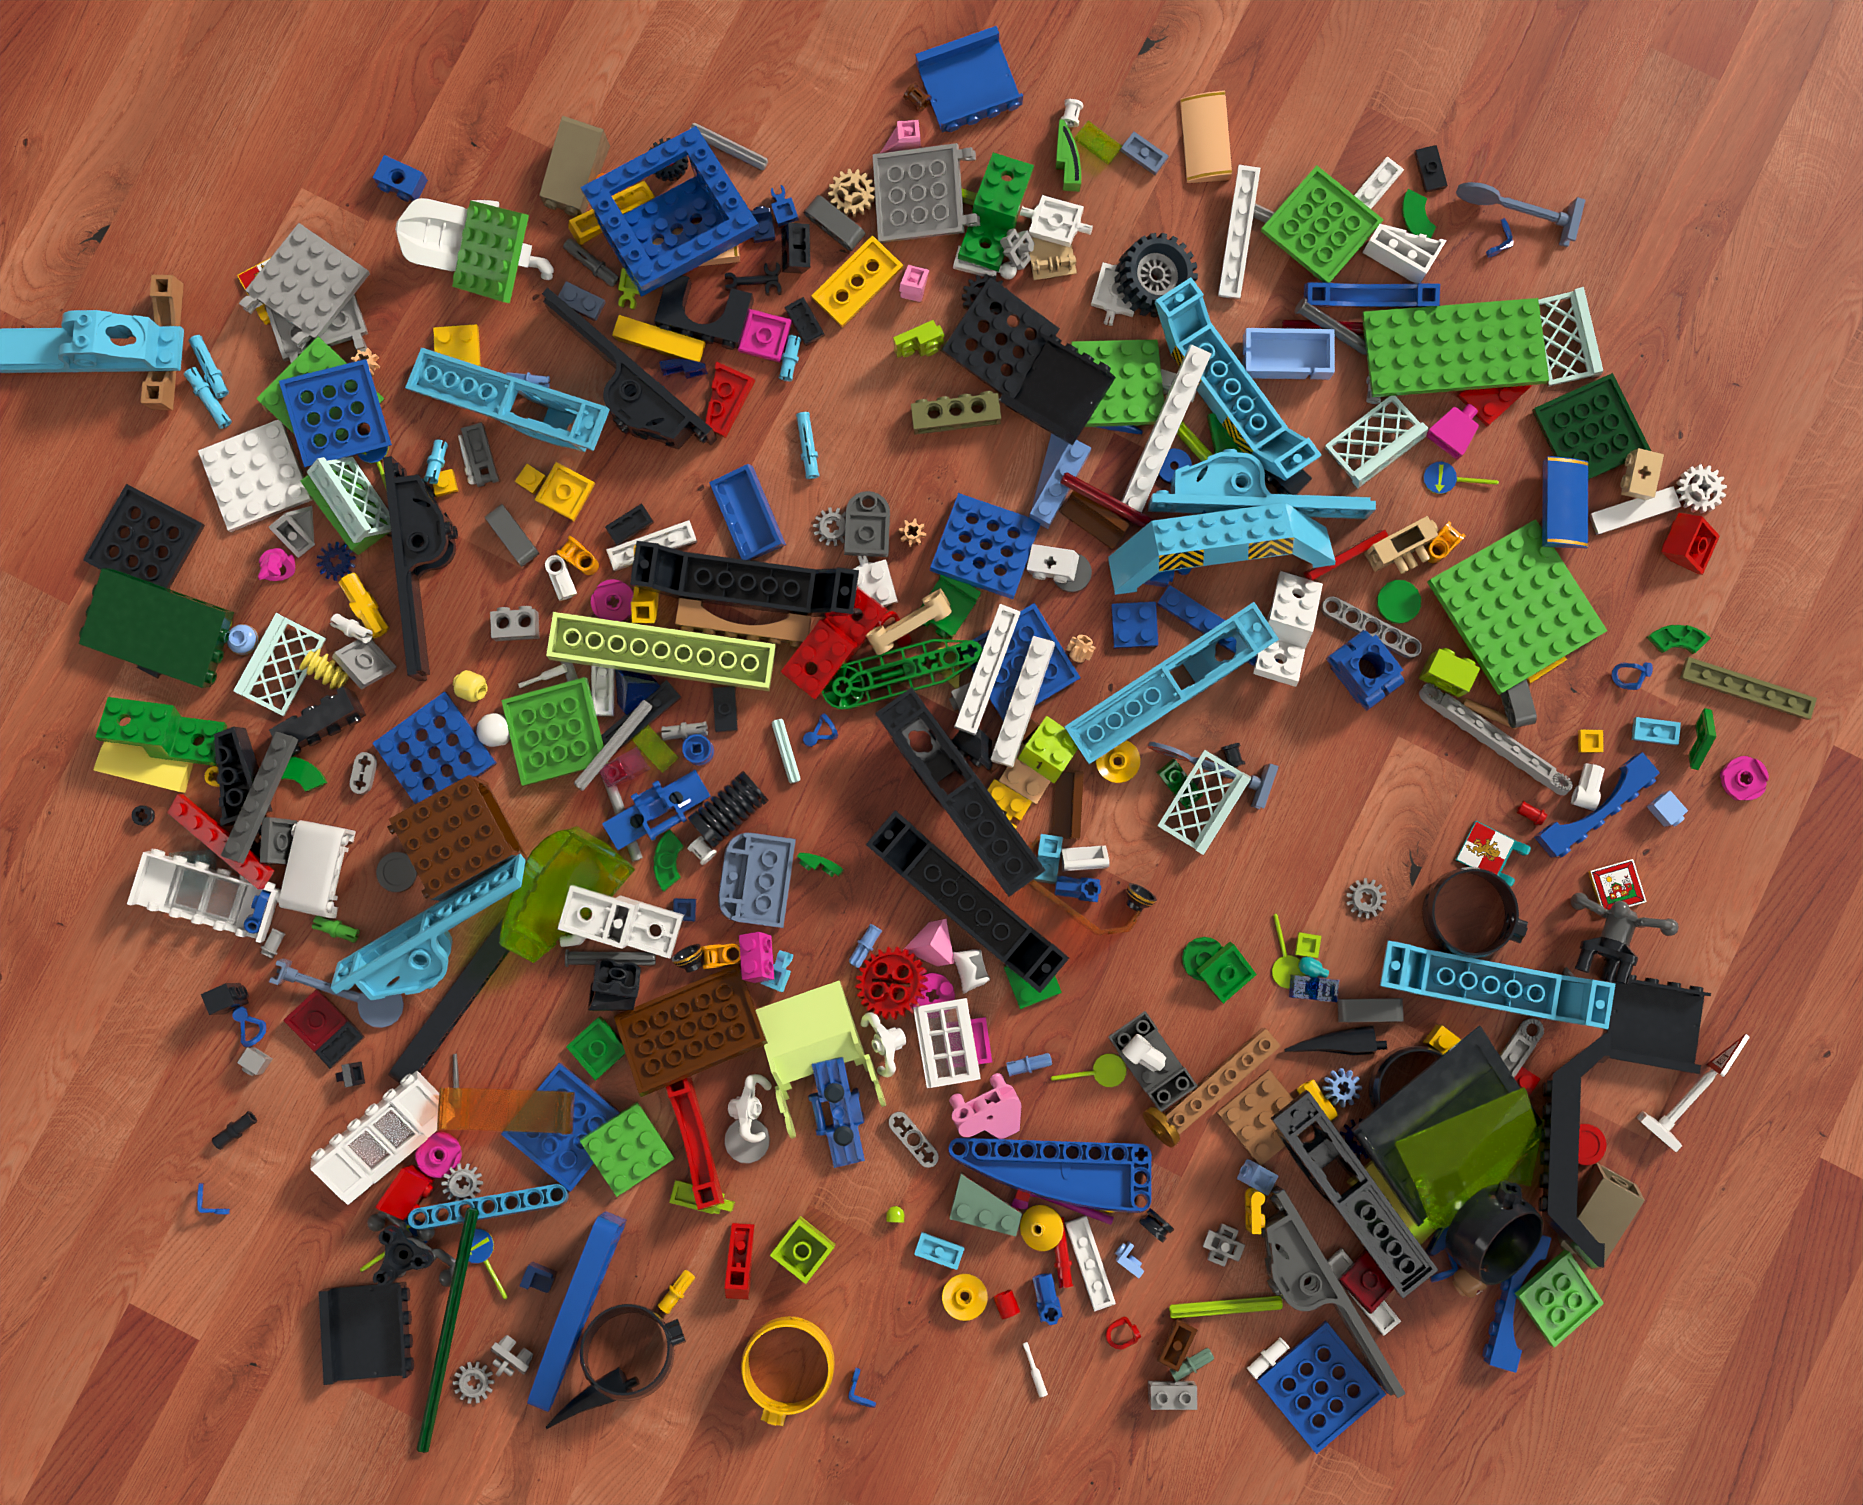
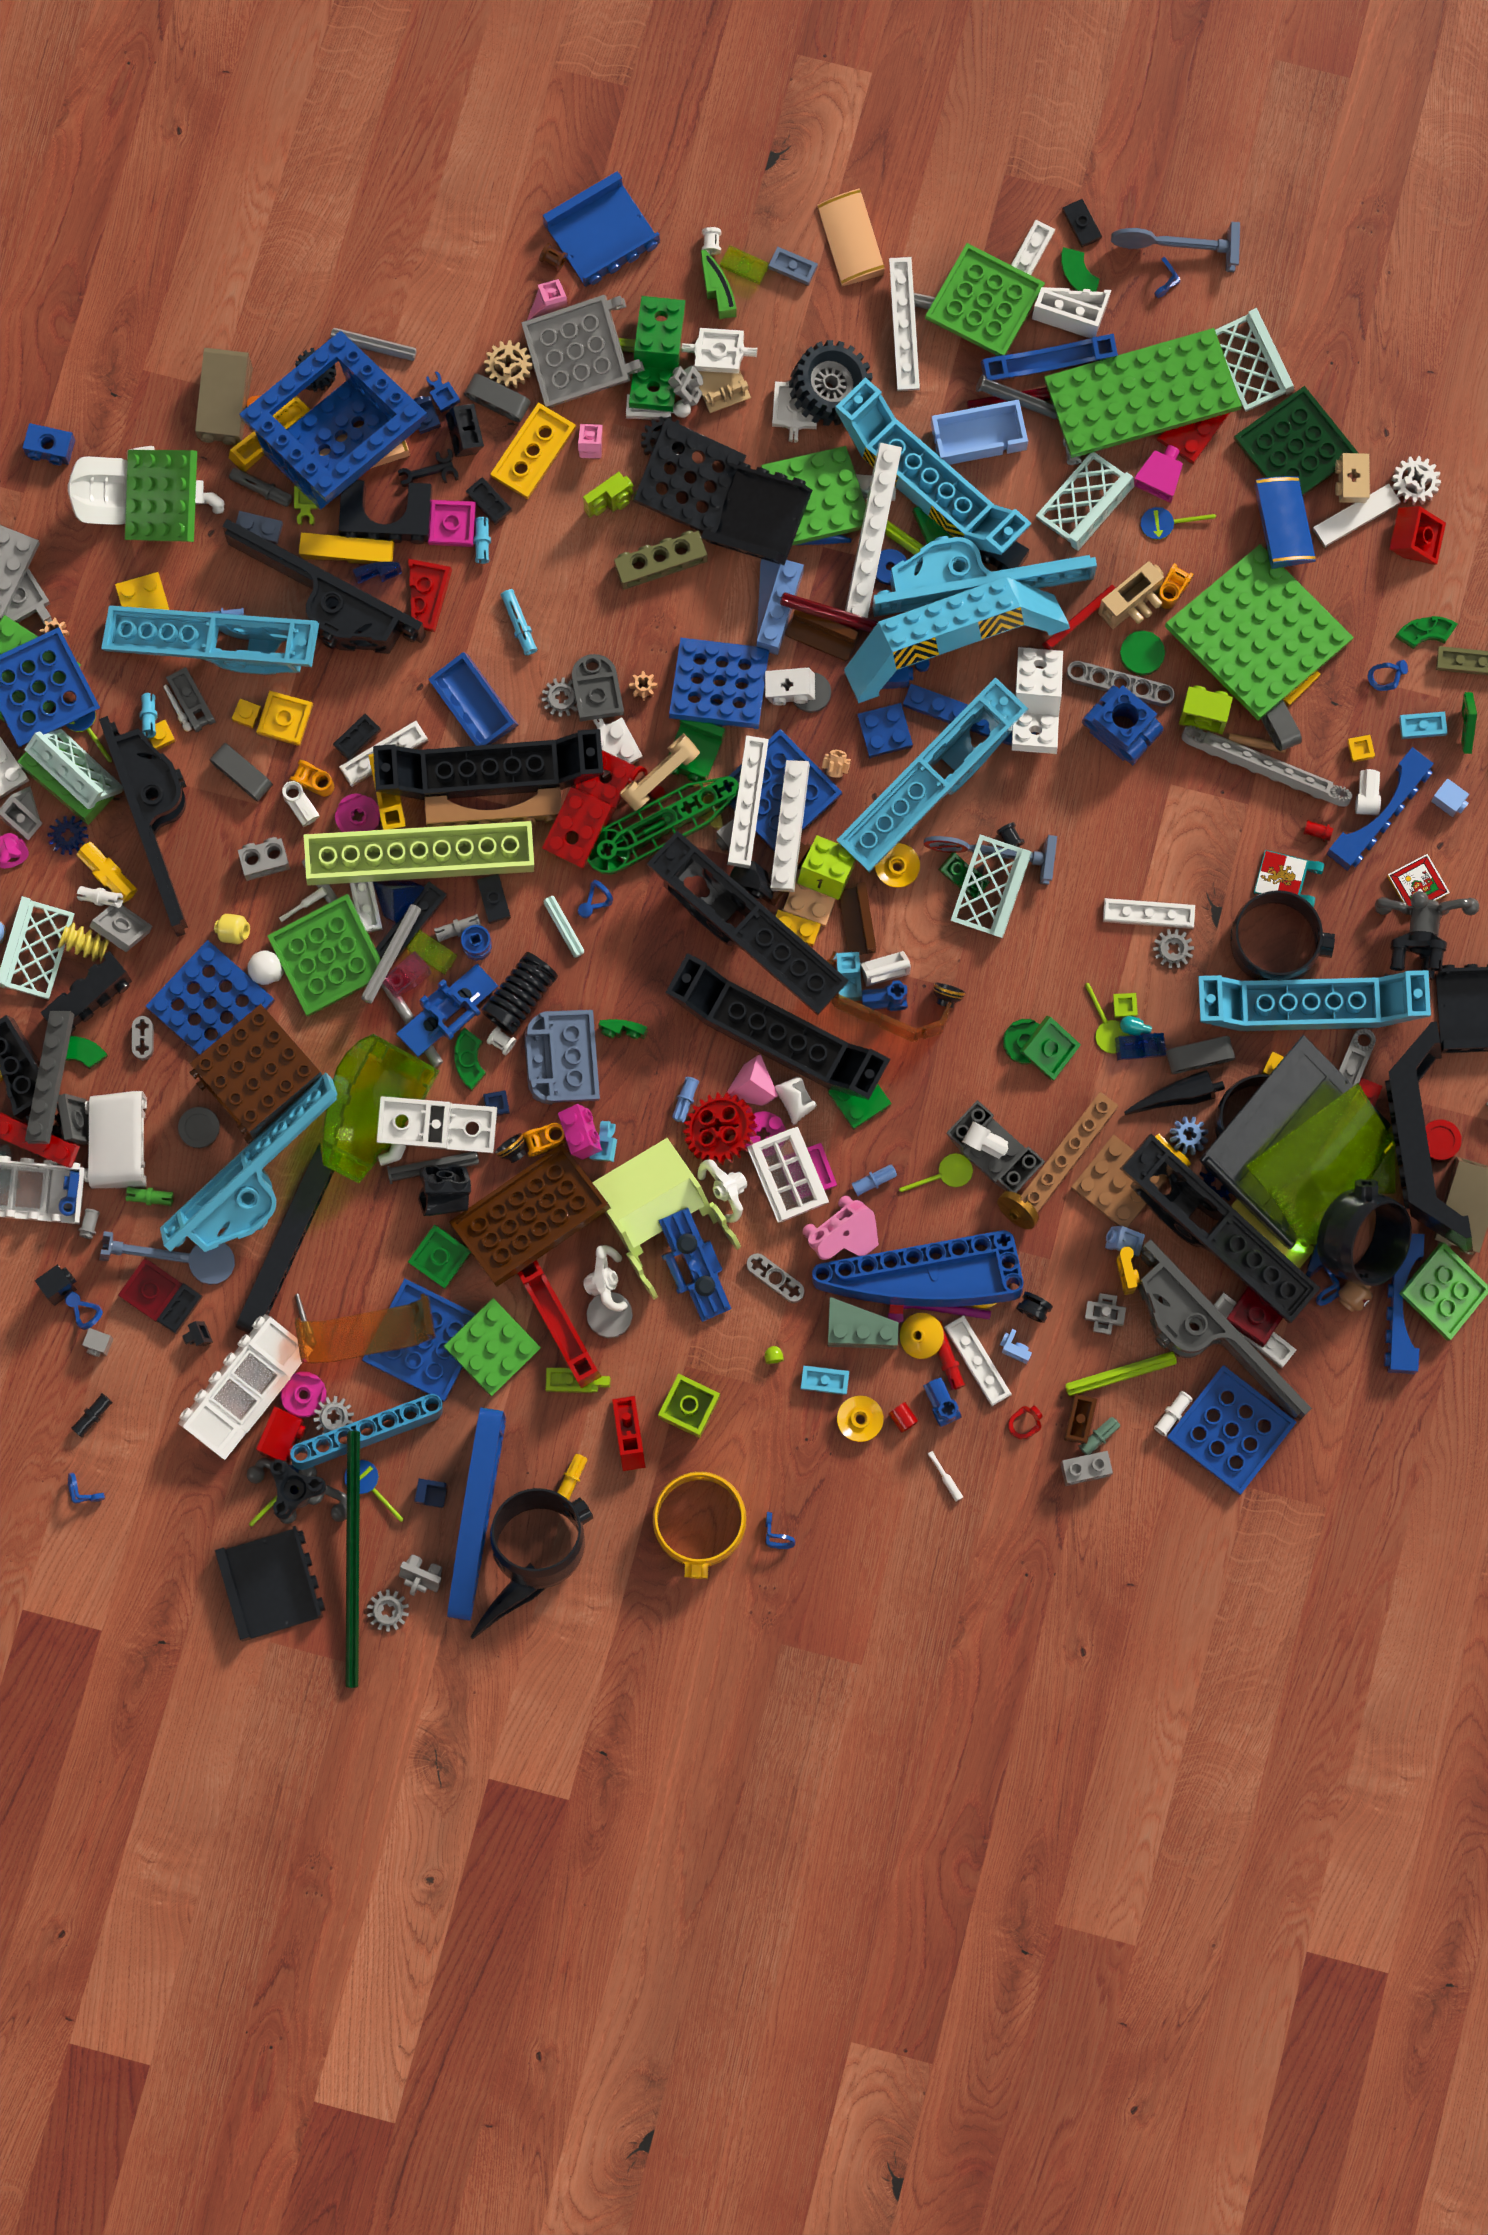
camera: 15 degrees left, 5 degrees down
(1350, 858) = (1149, 913): none -> white tile

